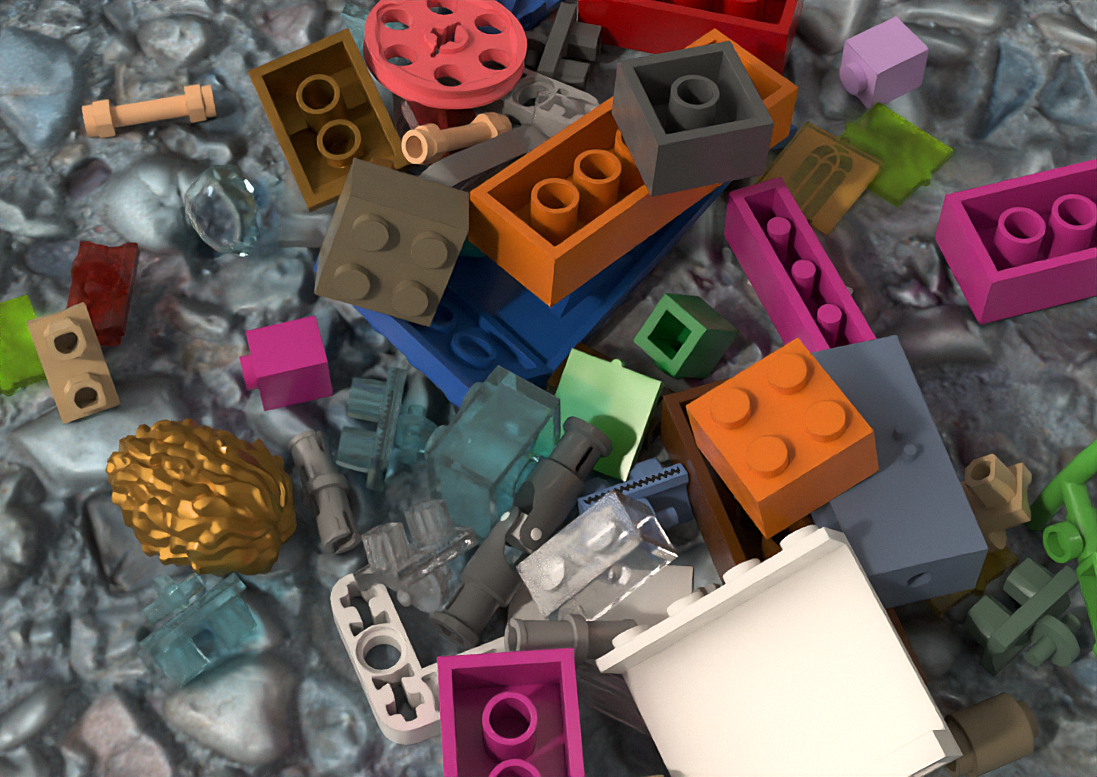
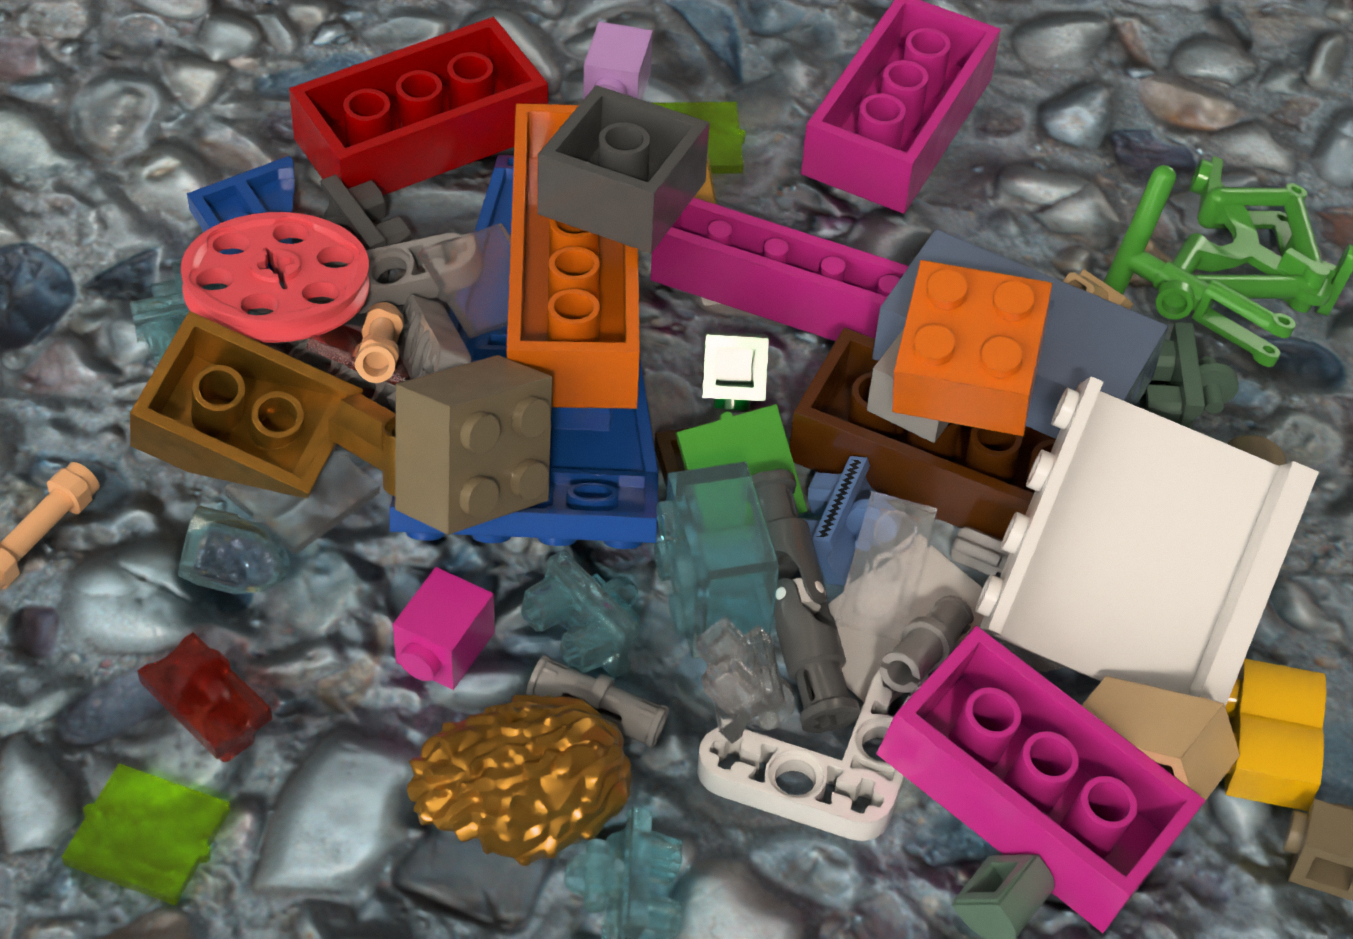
camera: 50 degrees left, 5 degrees down
(73, 362) = (266, 772): tan hips -> none

